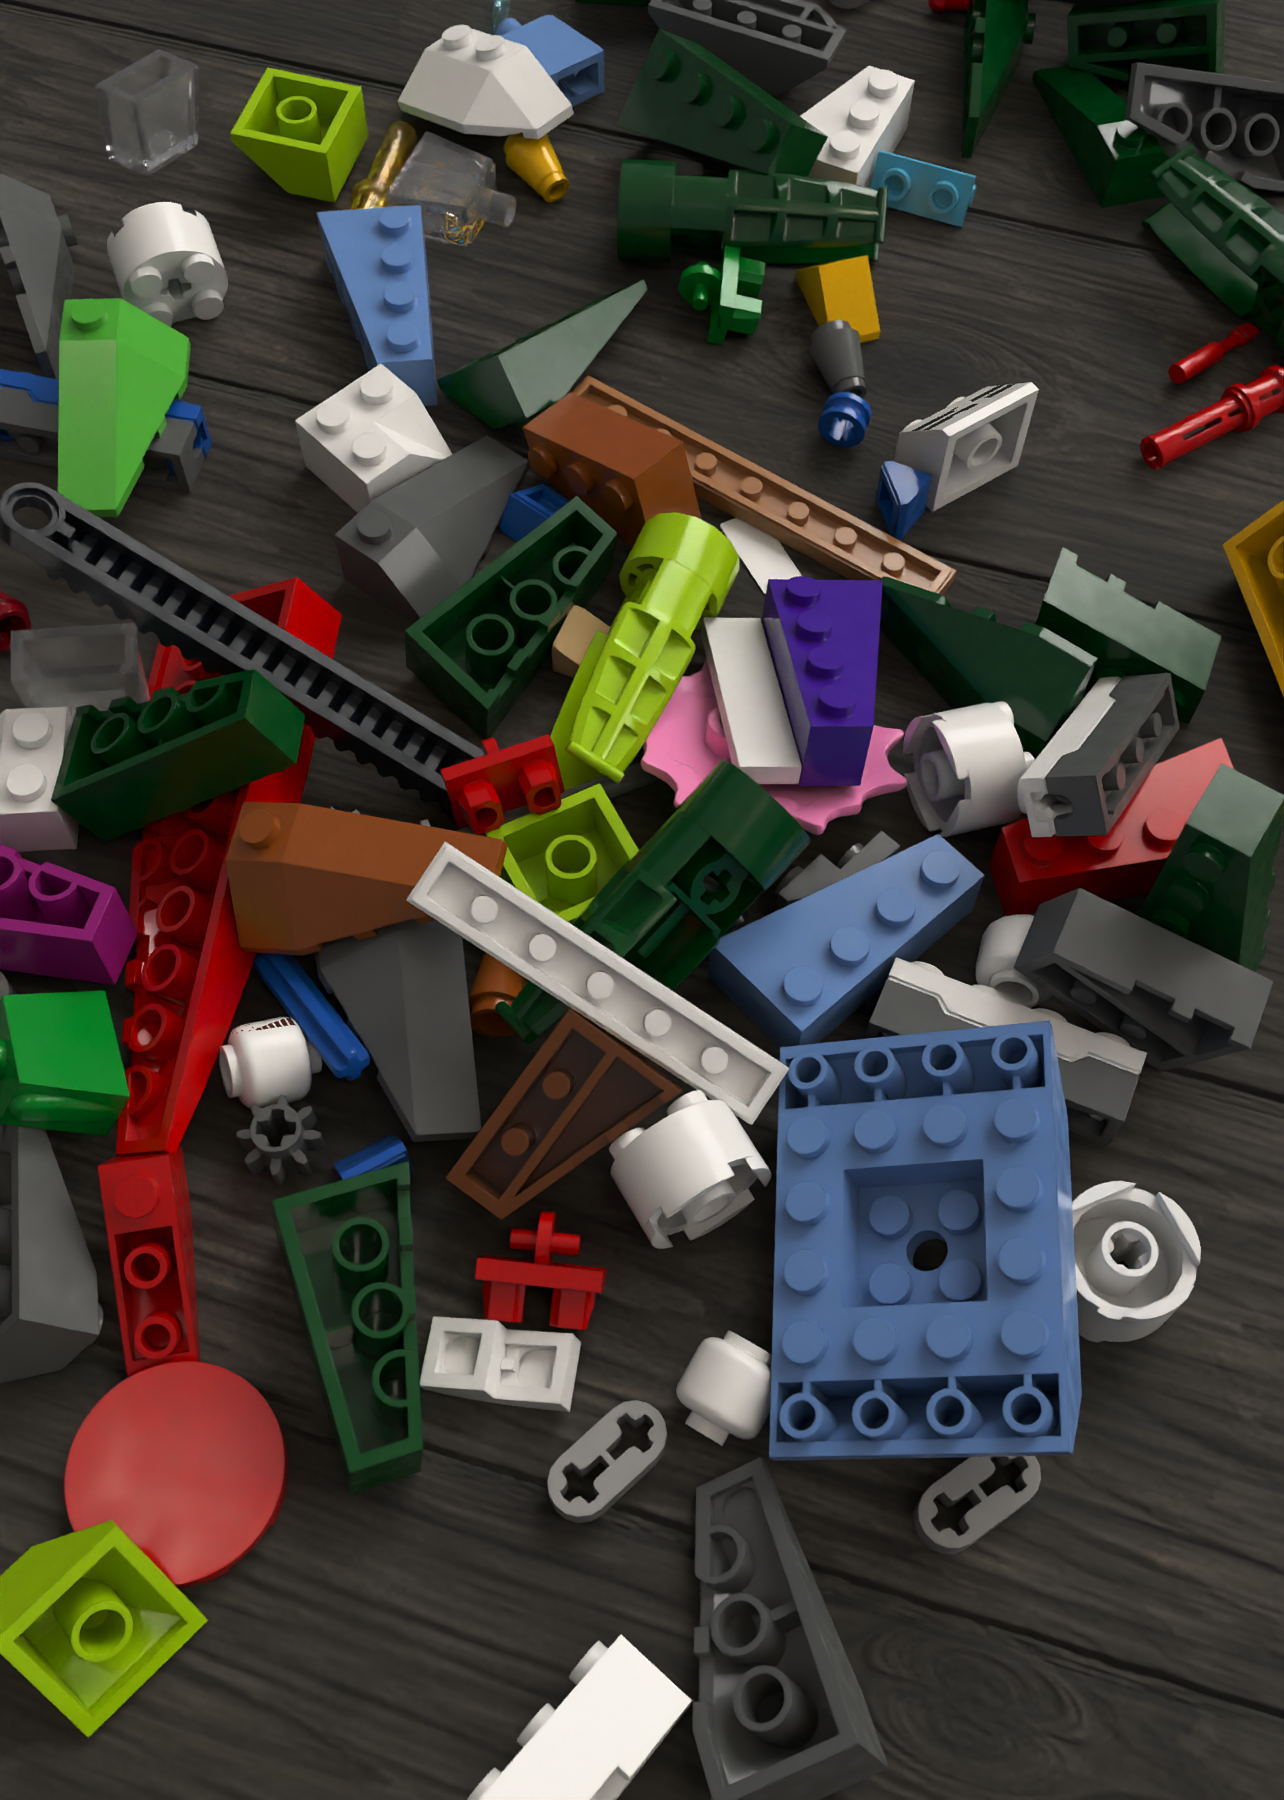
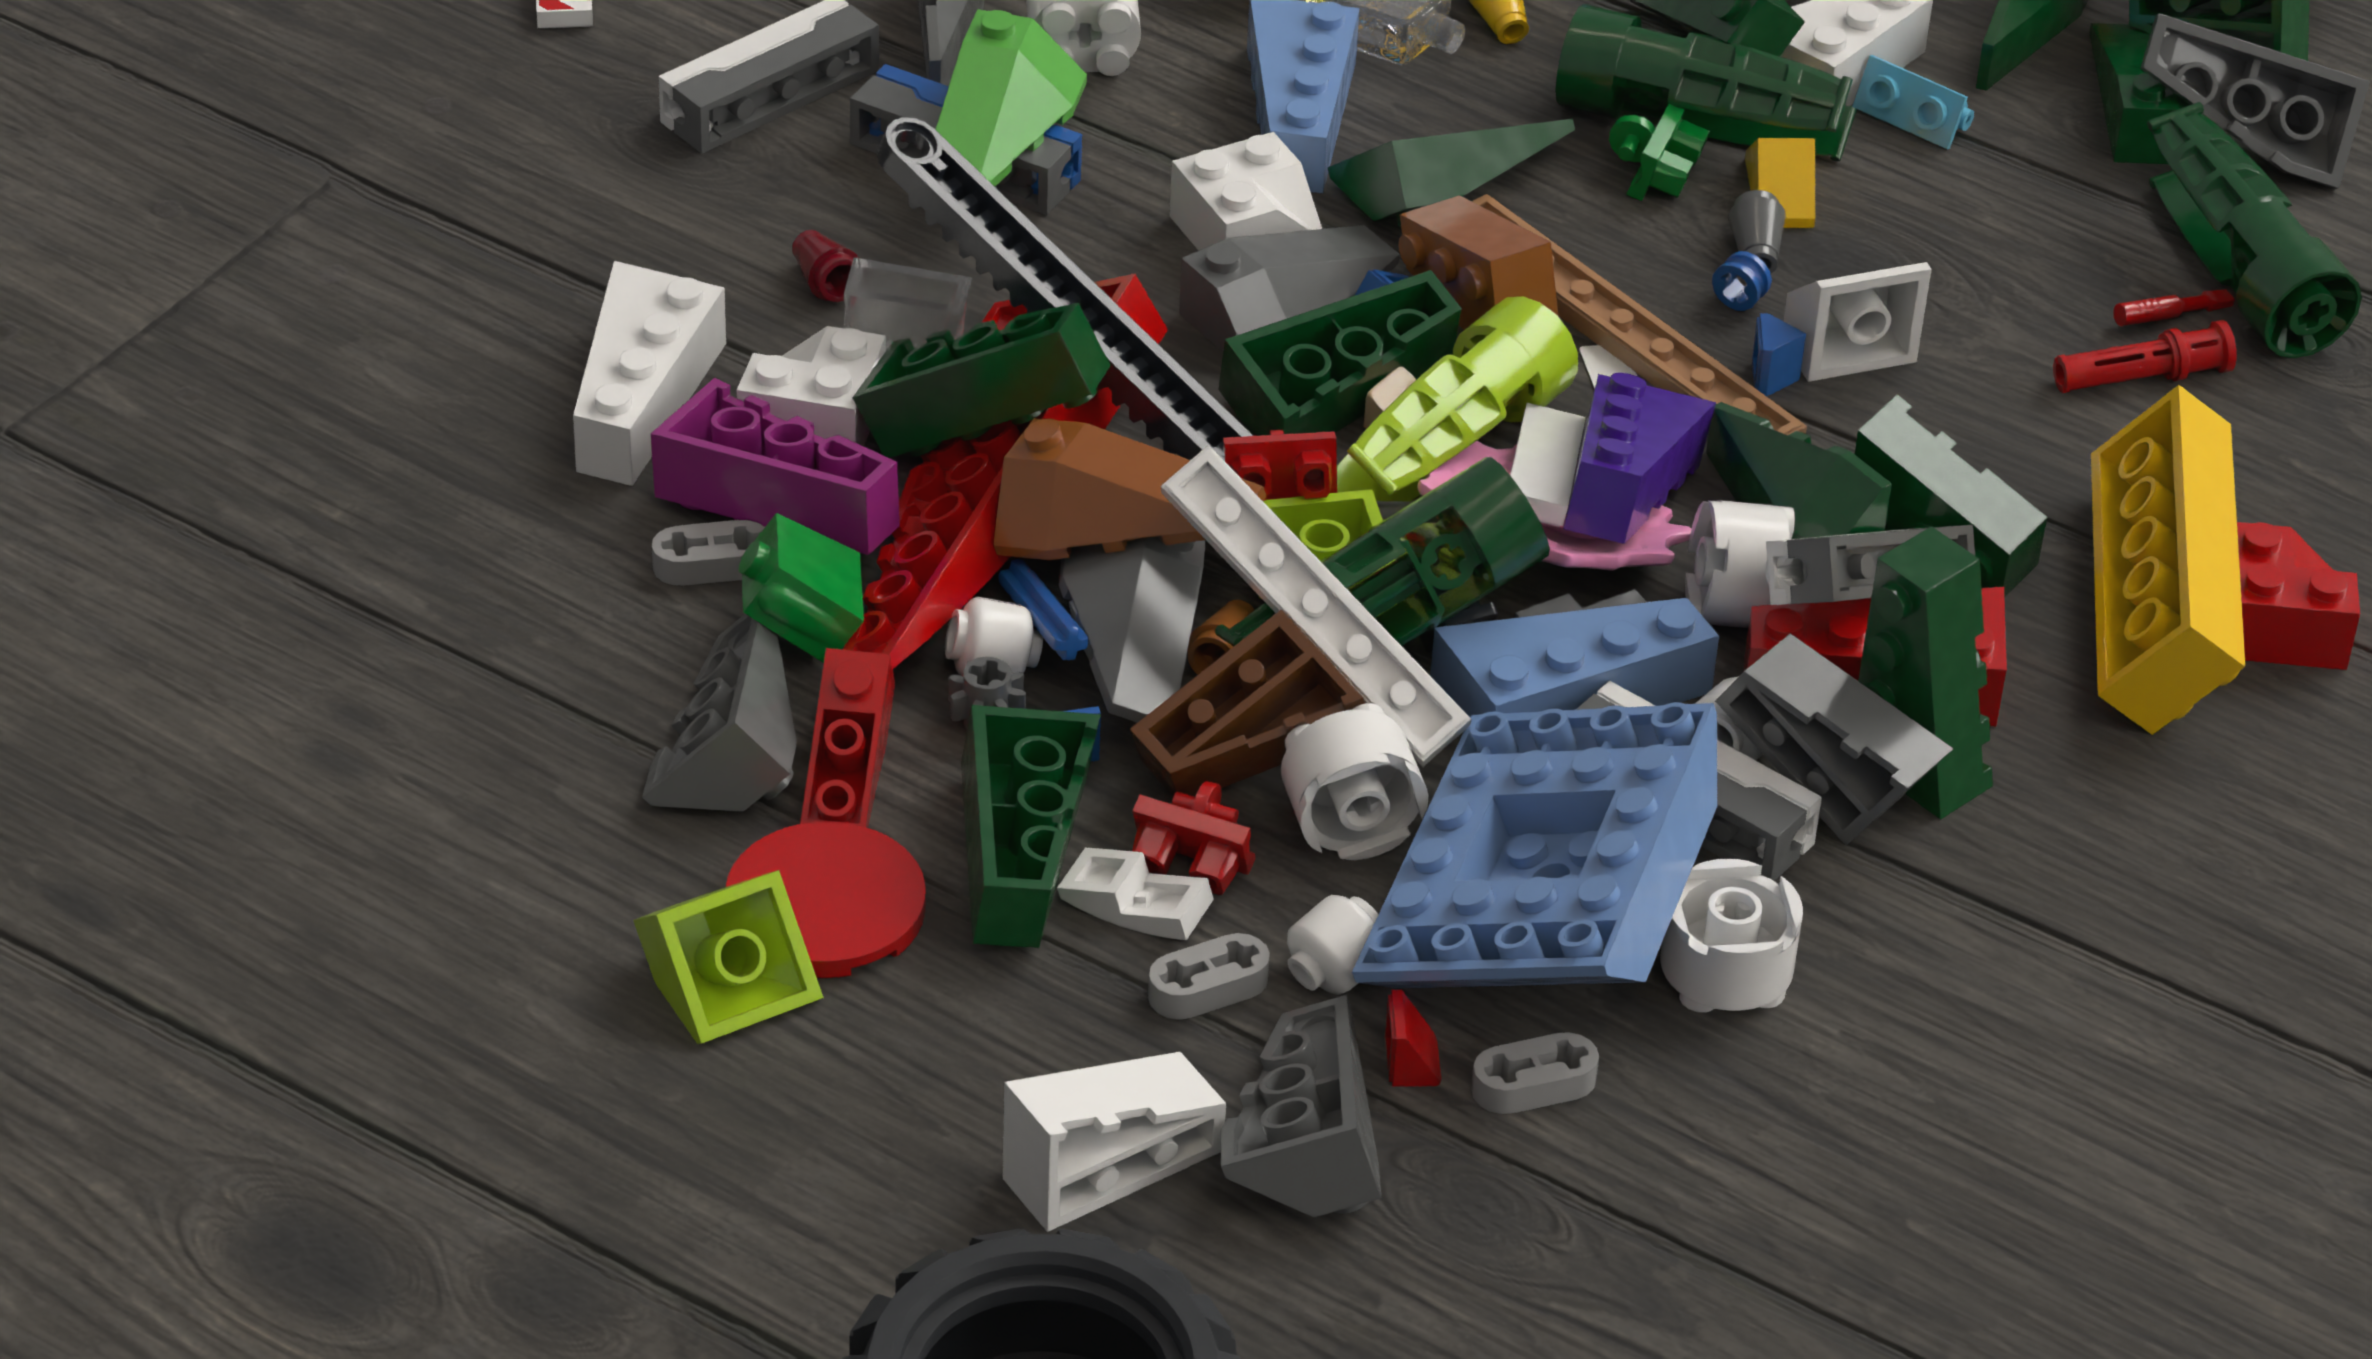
camera: 15 degrees right, 20 degrees down
(843, 1502) = (1410, 1045): none -> red slope

